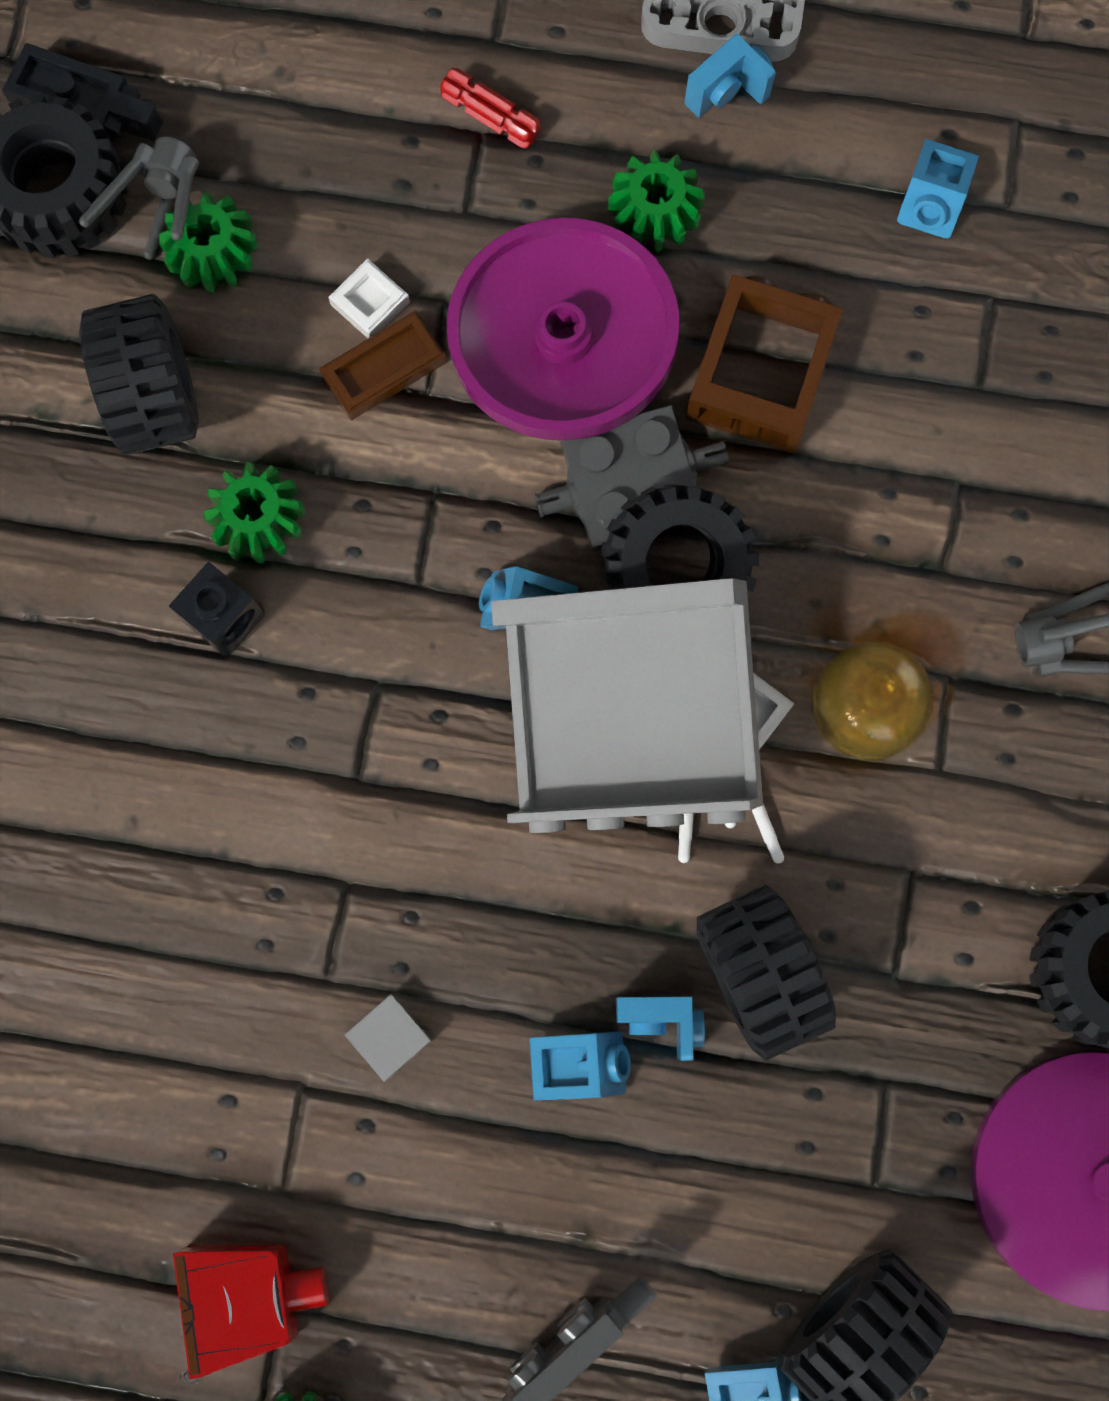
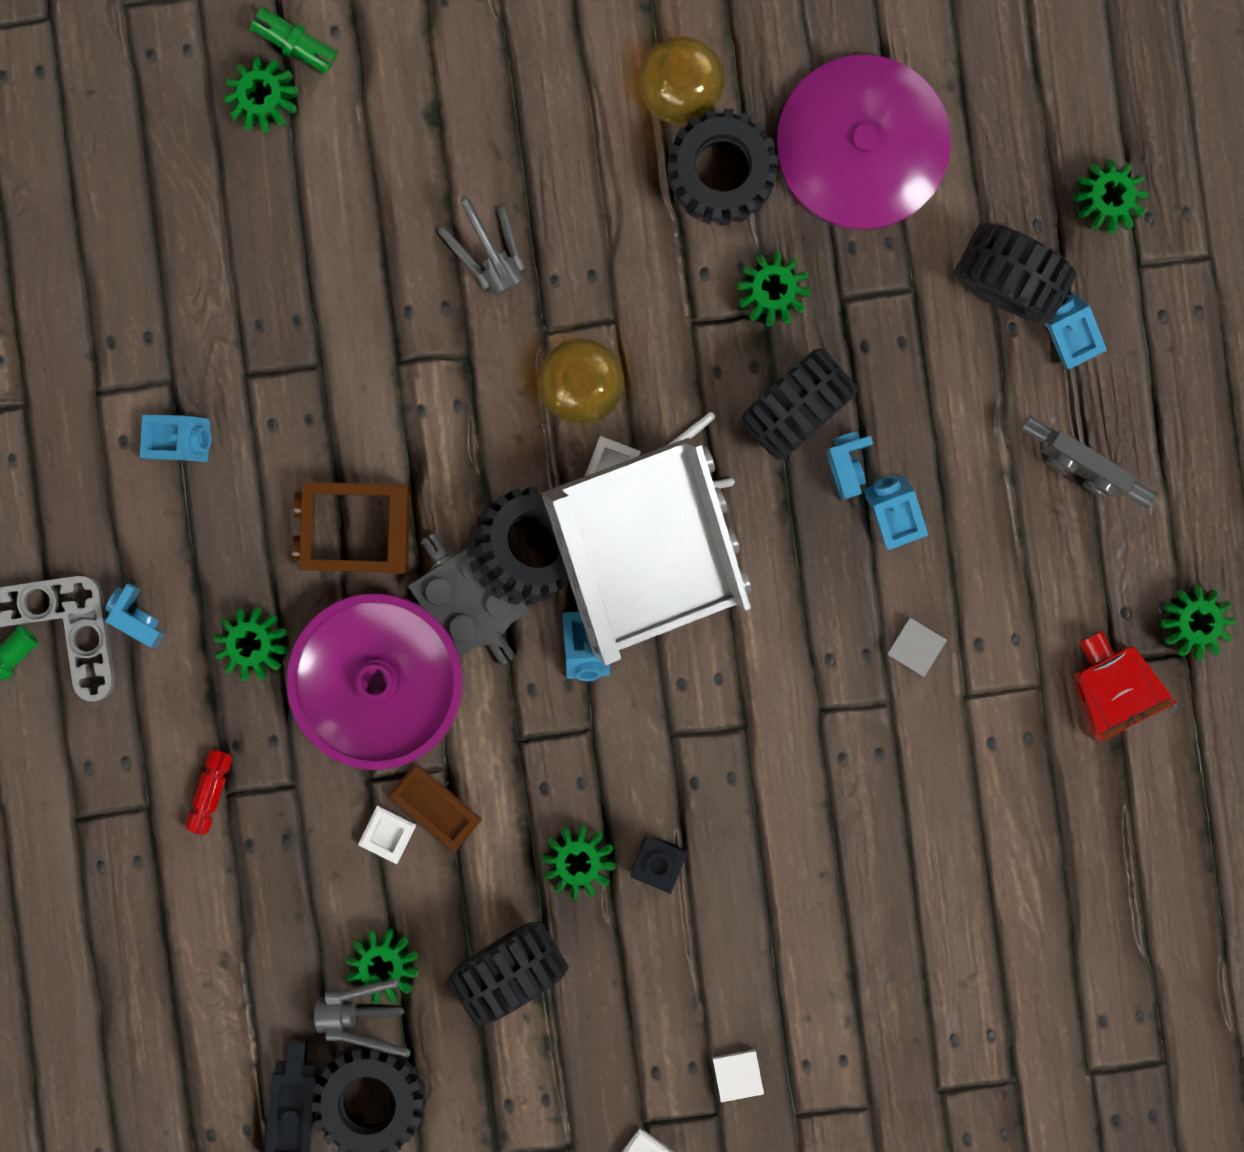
camera: 105 degrees left, 10 degrees up
(949, 979) = (785, 281): none -> green gear

